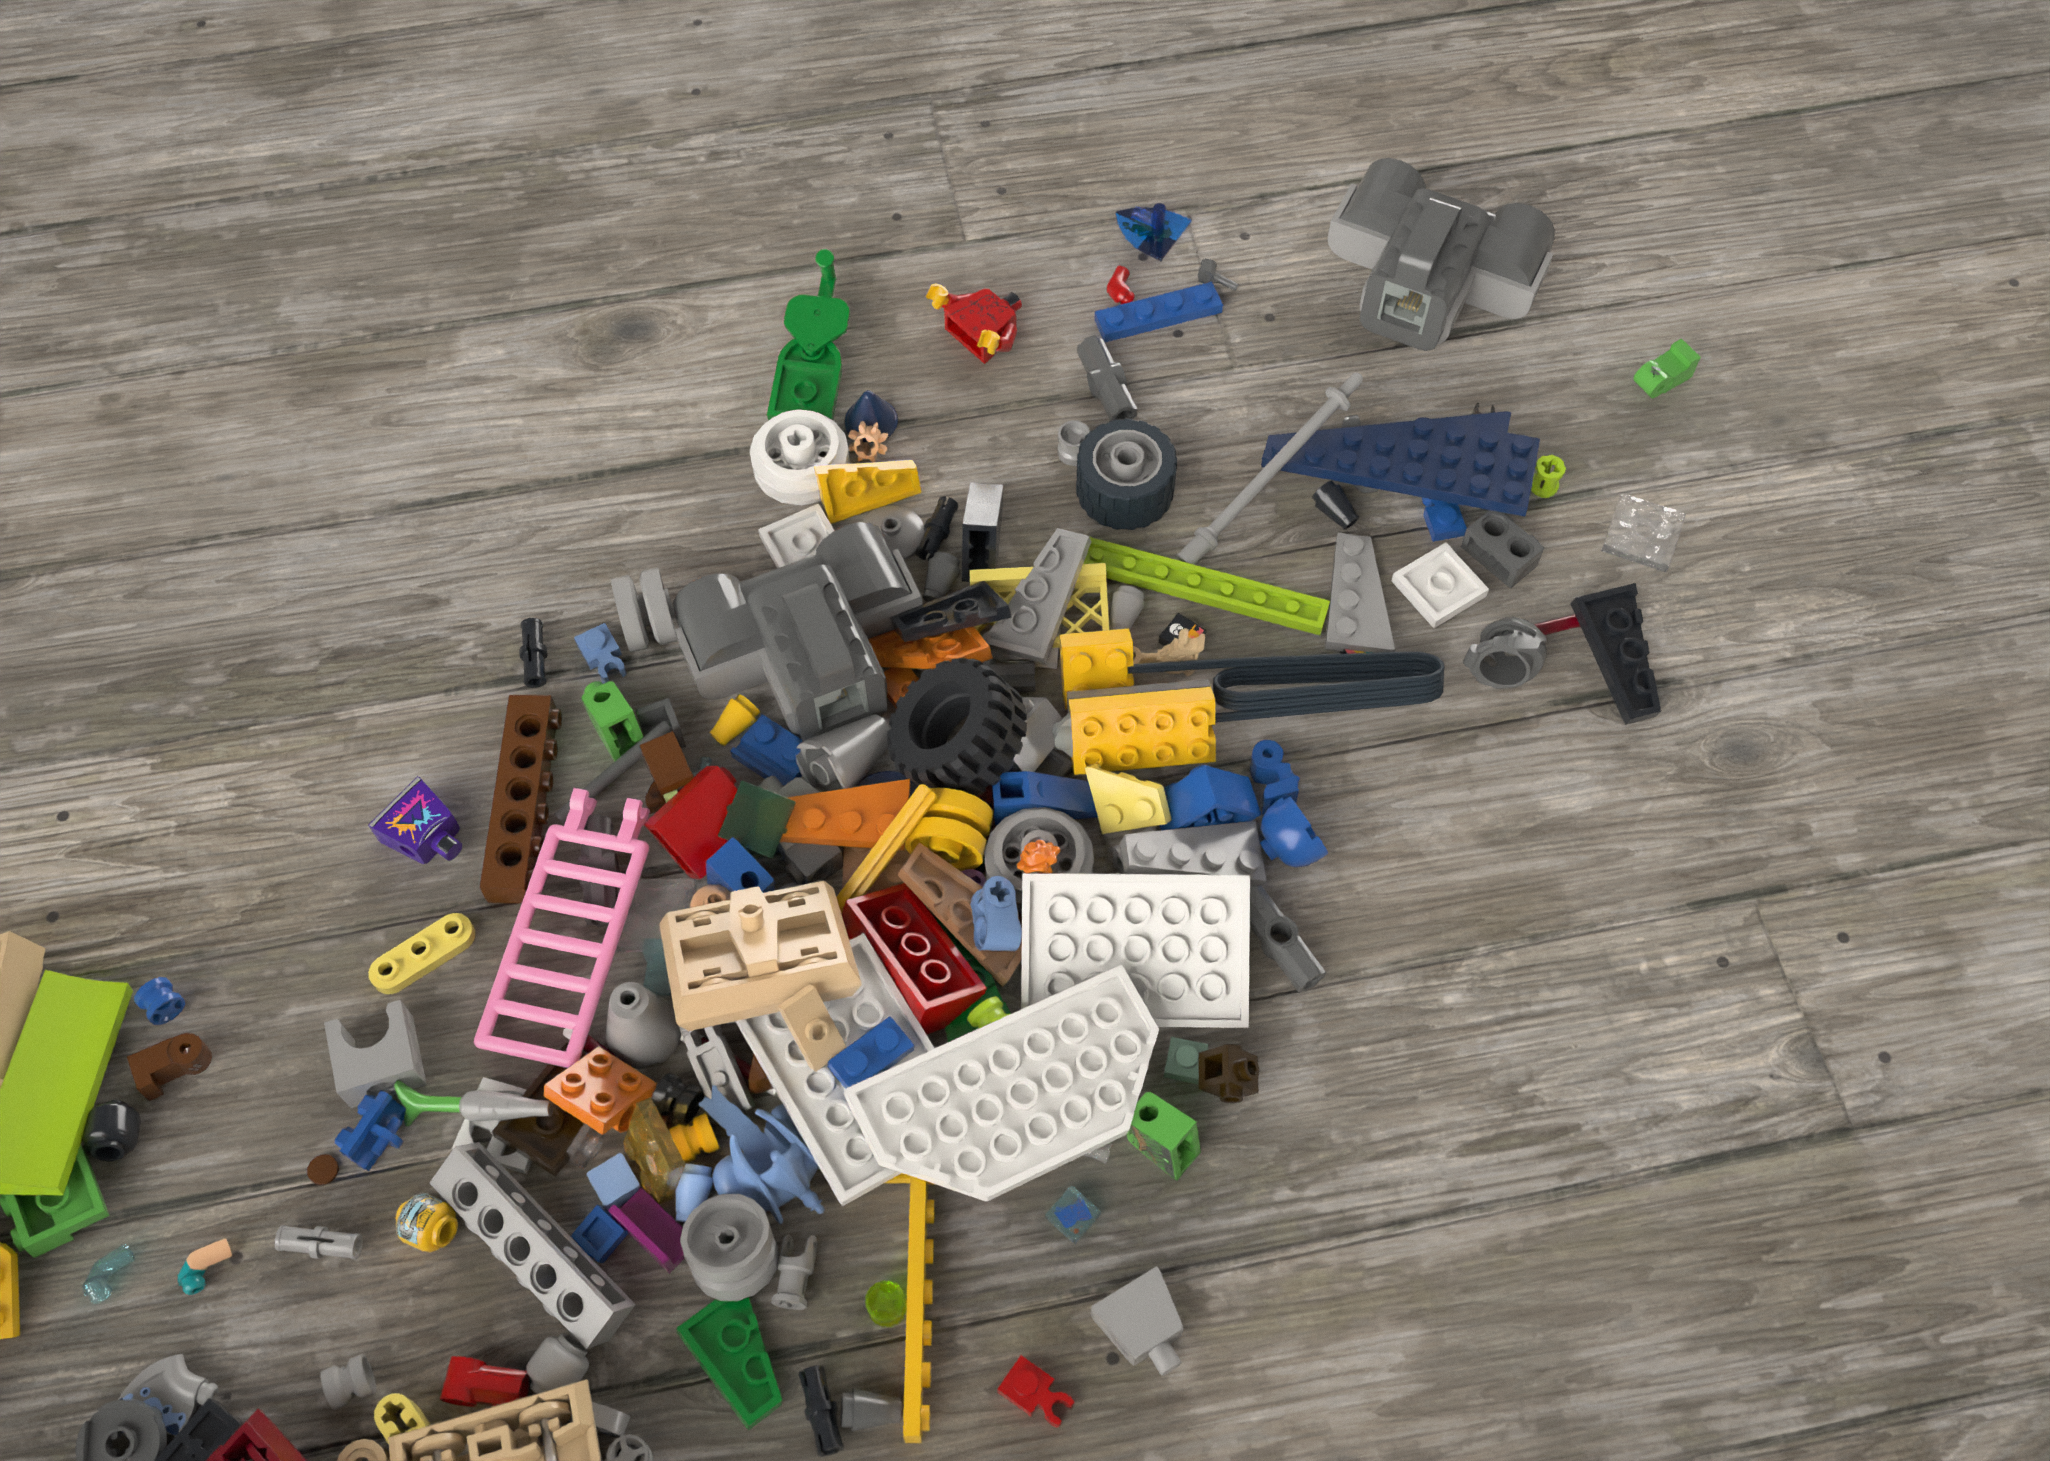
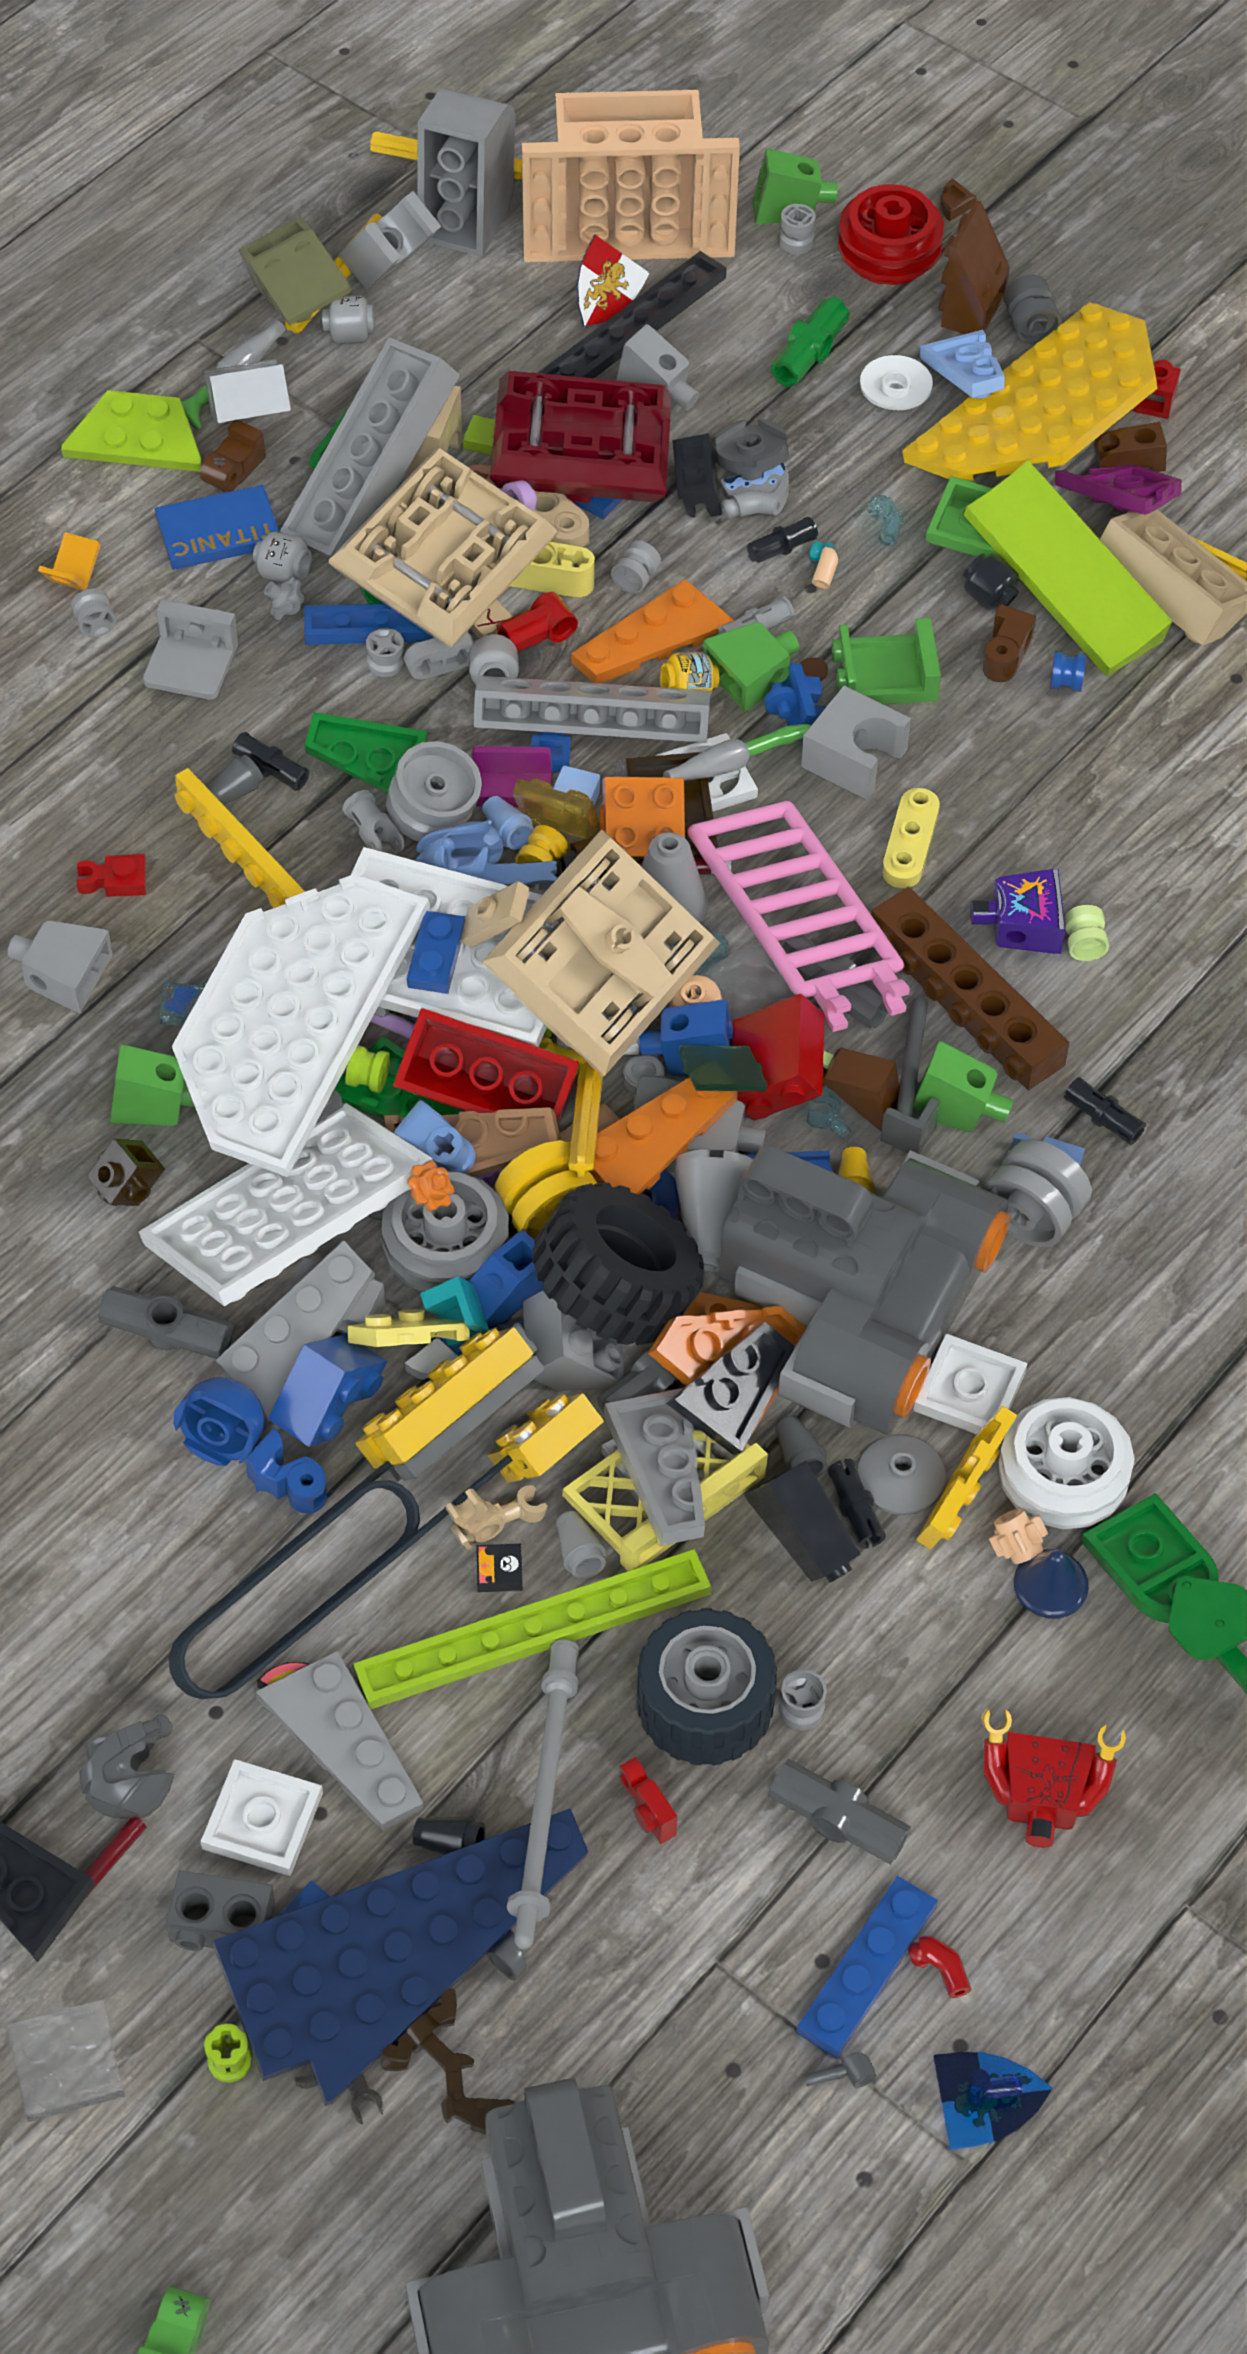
camera: 140 degrees right, 5 degrees down
(208, 1315) = (782, 540): none -> black axle
(269, 1116) = (889, 667): none -> bright green panel
(365, 1198) = (750, 661): none -> bright green torso
(396, 1304) = (651, 632): none -> orange wing
(399, 777) = (1086, 933): none -> yellowish green wheel
(882, 1296) = (280, 840): clear neon green wheel -> none
(1077, 793) = (458, 1302): none -> teal panel
(1183, 1060) = (179, 1178): sand green plate -> none
(1210, 443) = (651, 1807): none -> red plate
(1425, 372) = (423, 2035): none -> dark brown piece

